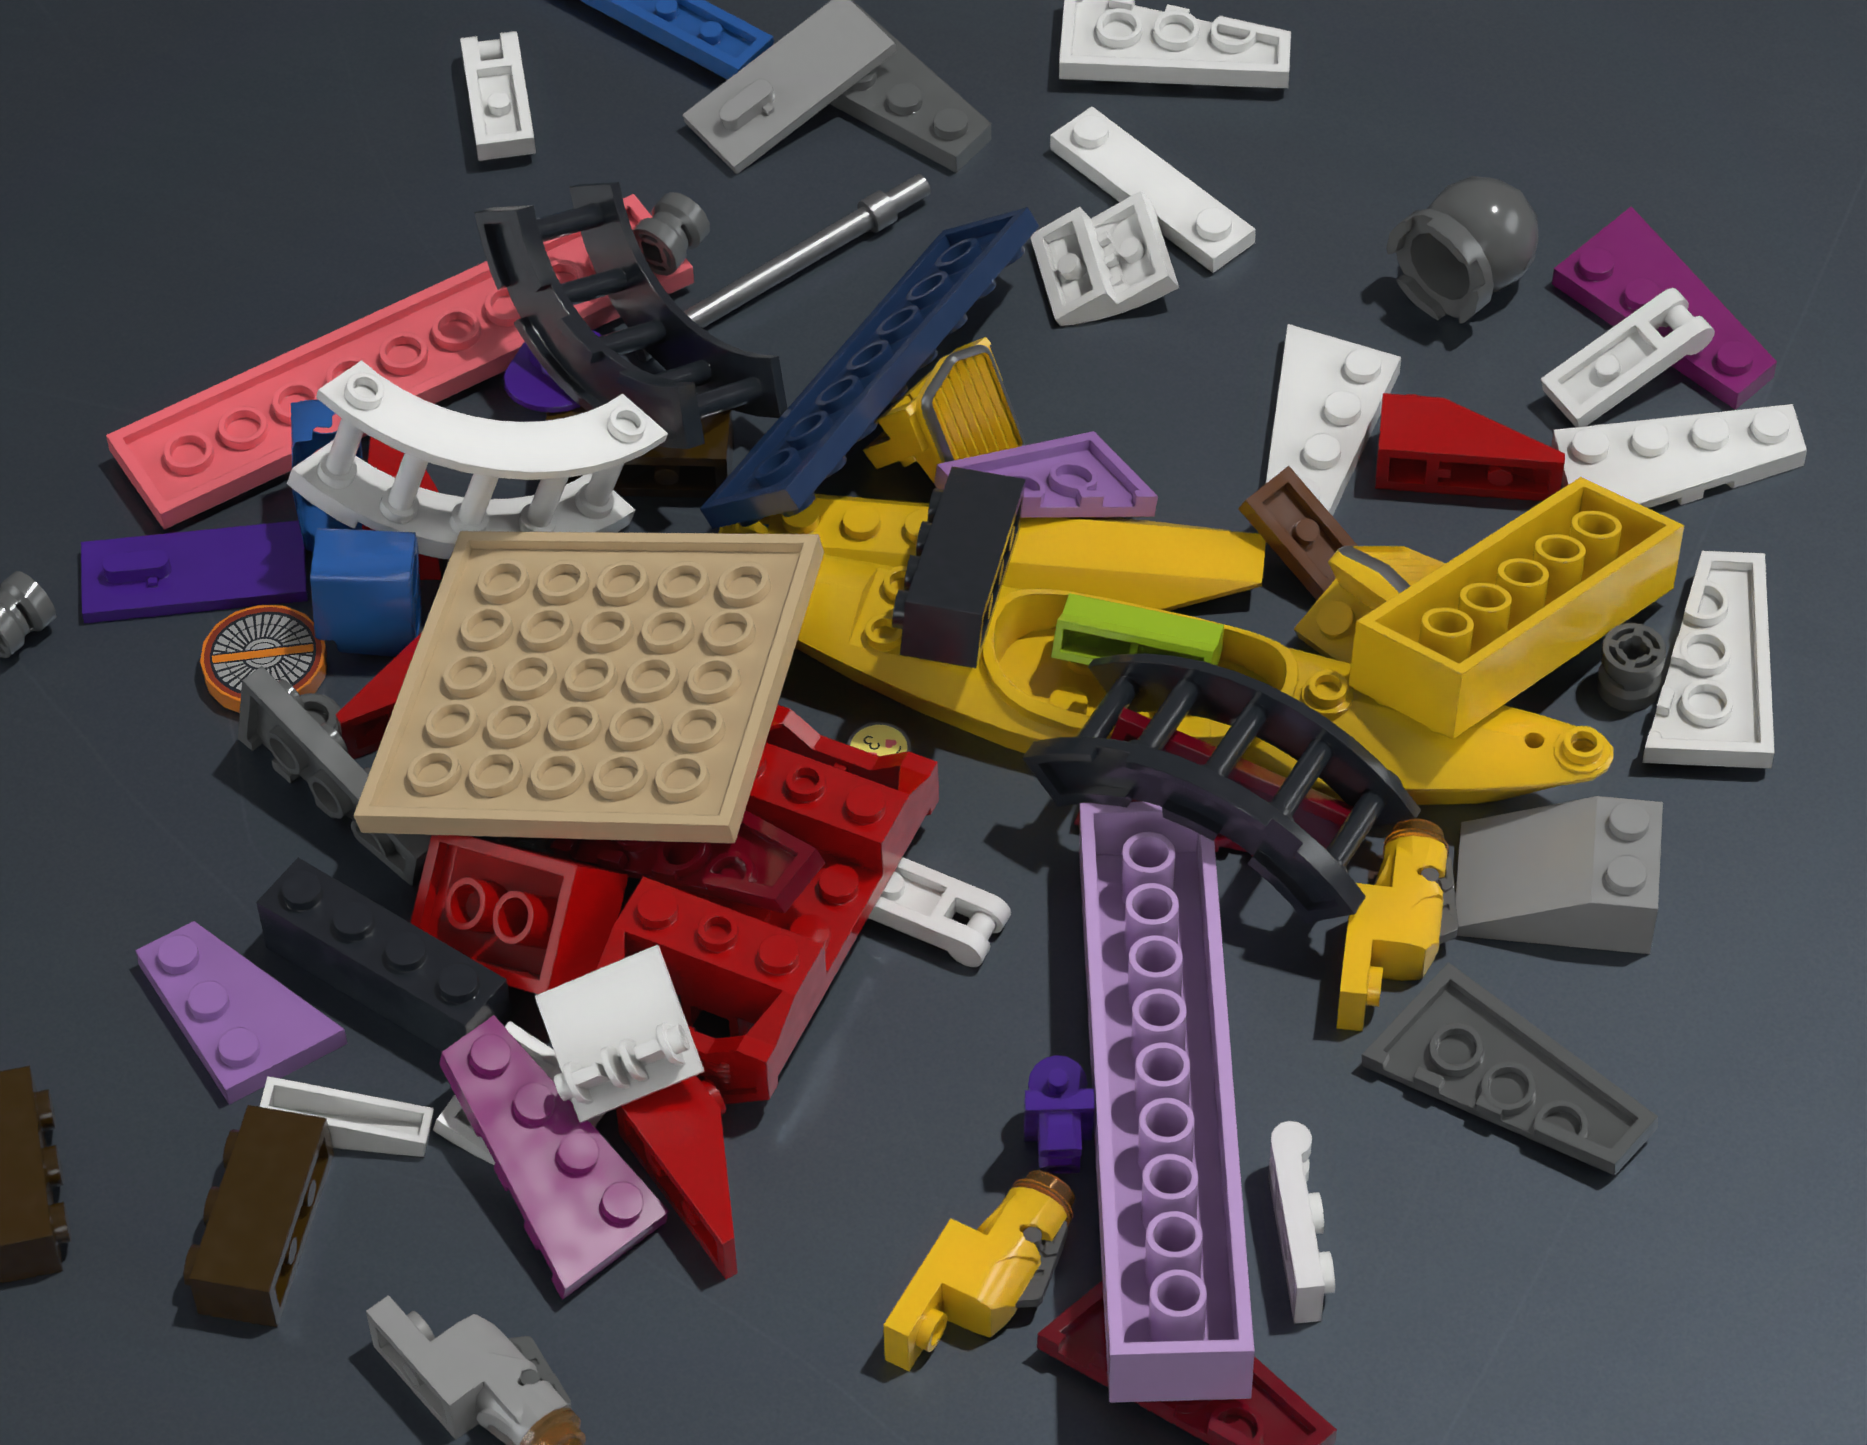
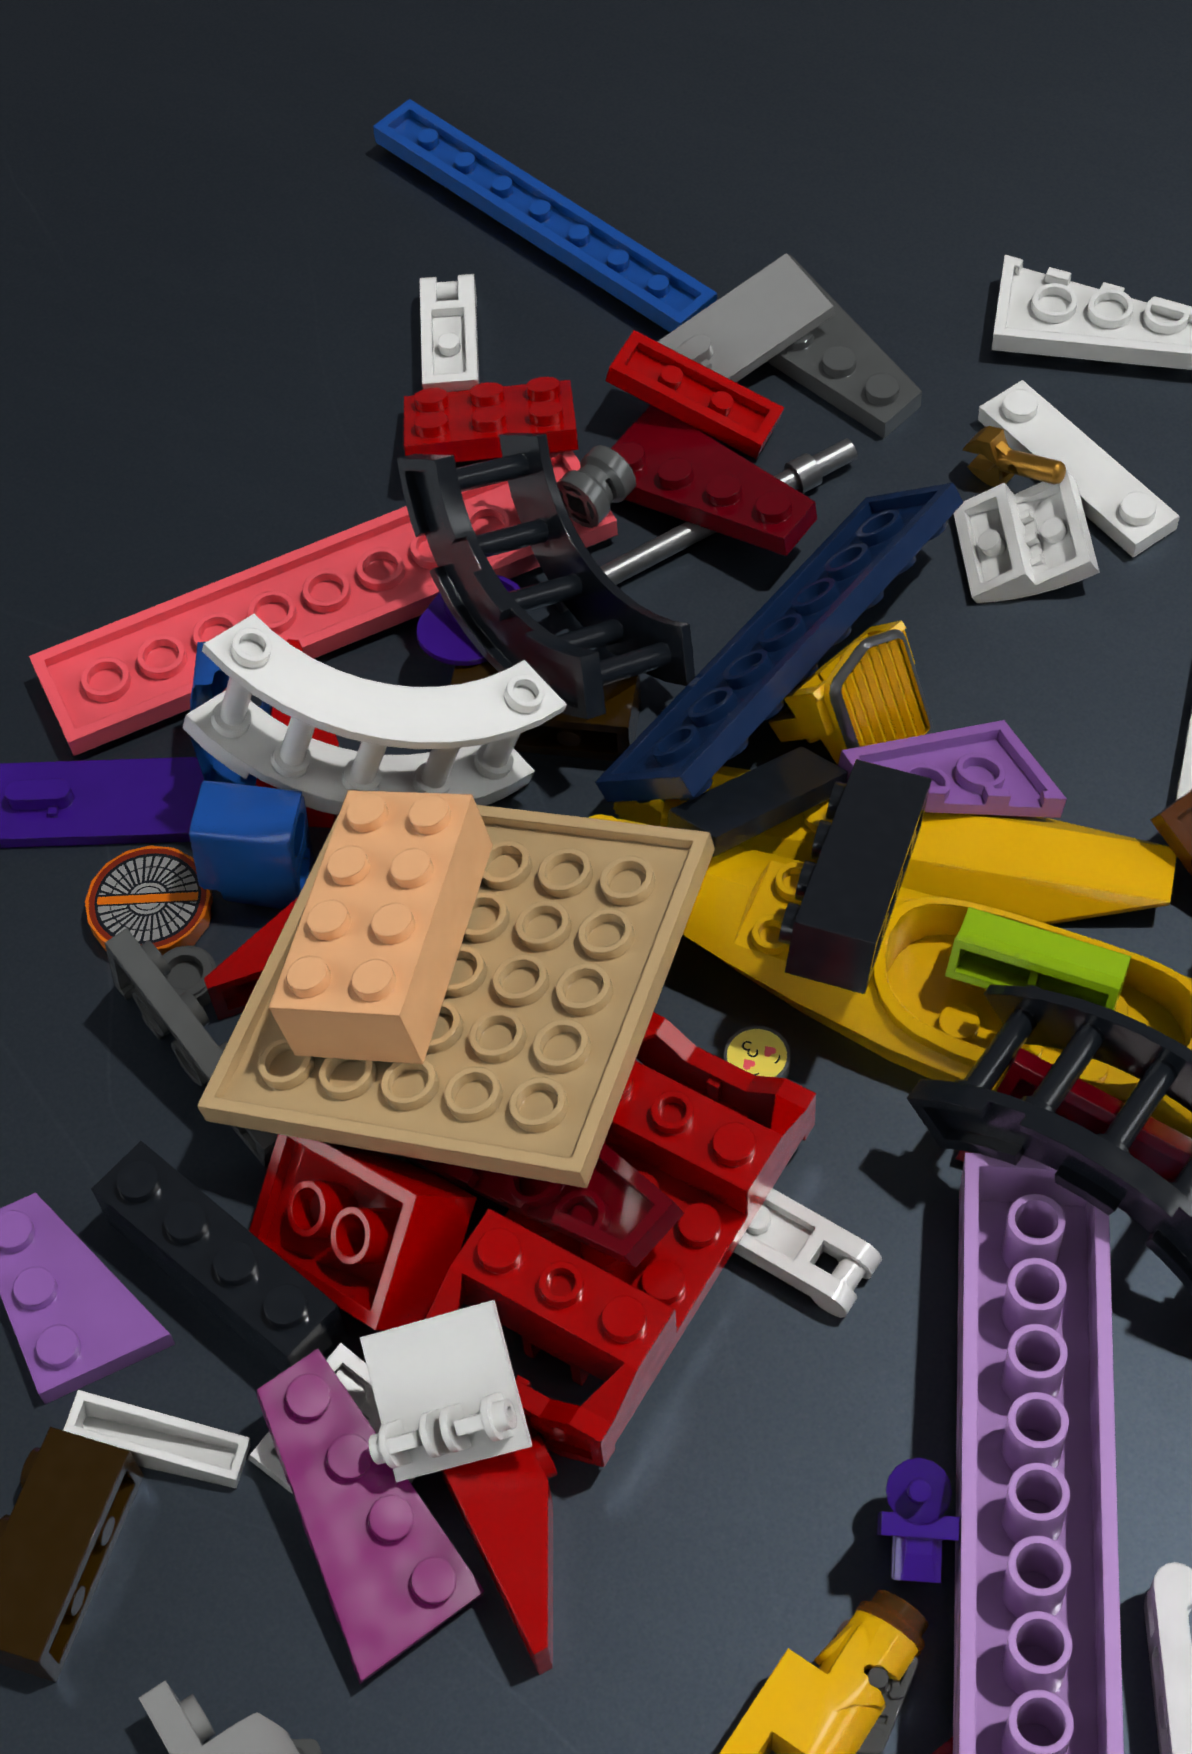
camera: 10 degrees right, 5 degrees up
(516, 638) = (382, 927): none -> light nougat brick
(547, 170) = (471, 420): none -> red plate
(760, 138) = (694, 394): none -> red plate
(785, 227) = (710, 485): none -> dark red wing
(864, 511) = (759, 798): none -> black tile
(1075, 189) = (999, 463): none -> pearl gold bar

